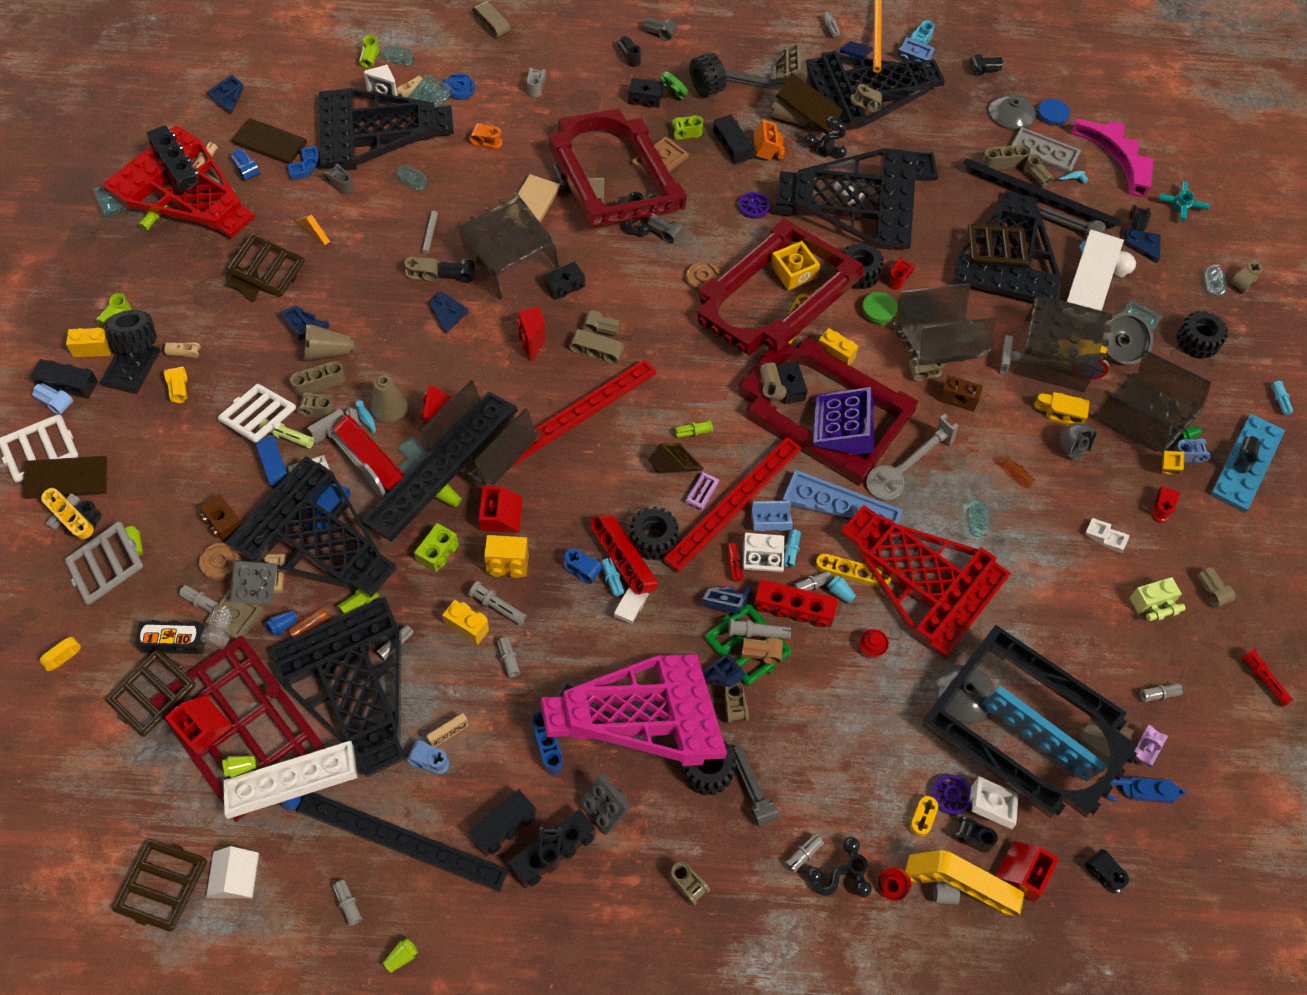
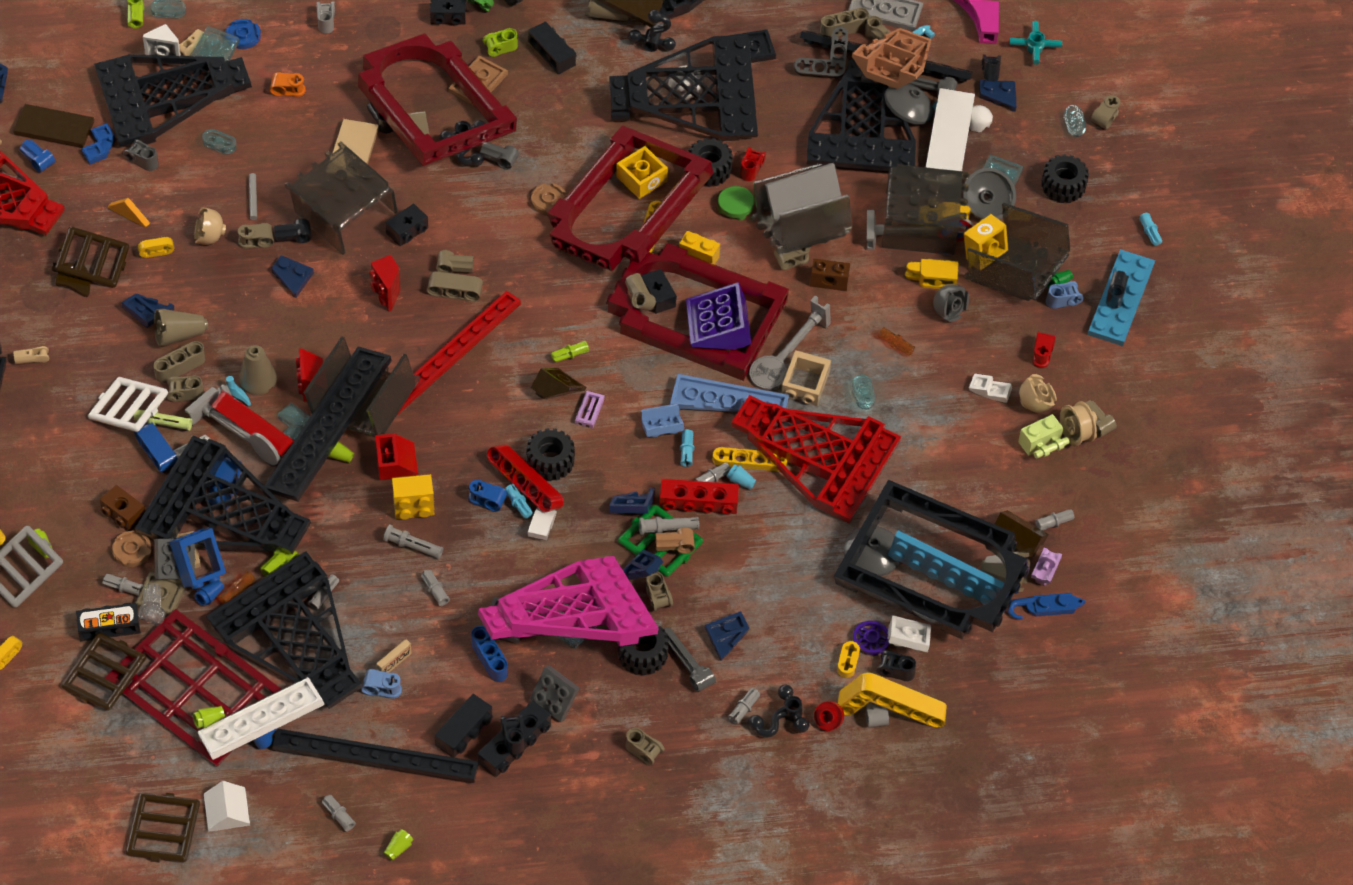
camera: 10 degrees left, 5 degrees down
(176, 380) = (35, 386): yellow piece -> none
(198, 723) = (160, 687): red slope -> none
(267, 567) = (183, 562): none -> blue window
(327, 265) = (156, 247): none -> yellow beam
(380, 254) = (209, 227): none -> tan cylinder
(432, 546) = (339, 500): lime brick -> none
(466, 622) = (387, 563): yellow brick -> none
(732, 505) = (622, 416): red plate -> none
(734, 562) = (634, 468): red axle -> none
(754, 205) = (587, 115): dark purple wheel -> none
(763, 552) = (660, 454): white slope -> none
(768, 141) = (590, 44): orange brick -> none
(799, 763) = (727, 633): none -> dark blue wing
(873, 643) = (779, 520): red plate -> none
(930, 481) = (811, 364): none -> tan window
(947, 306) = (803, 189): none -> light grey tile
(990, 258) = (841, 134): dark brown bar -> none
(991, 190) = (834, 60): none -> dark grey beam
(1027, 869) = (948, 683): red slope -> none
(1052, 195) = (894, 59): none -> nougat wedge
(1058, 239) = (909, 104): none -> dark grey dish
(1105, 870) = (1019, 676): black piece -> none
(1123, 380) = (987, 237): none -> yellow brick
(1126, 699) = (1027, 535): none -> dark brown piece
(1155, 552) = (1036, 394): none -> tan cylinder
(1172, 463) = (1045, 309): yellow brick -> none
(1198, 591) = (1078, 423): none -> tan wheel
(1261, 669) = (1146, 484): red pin -> none

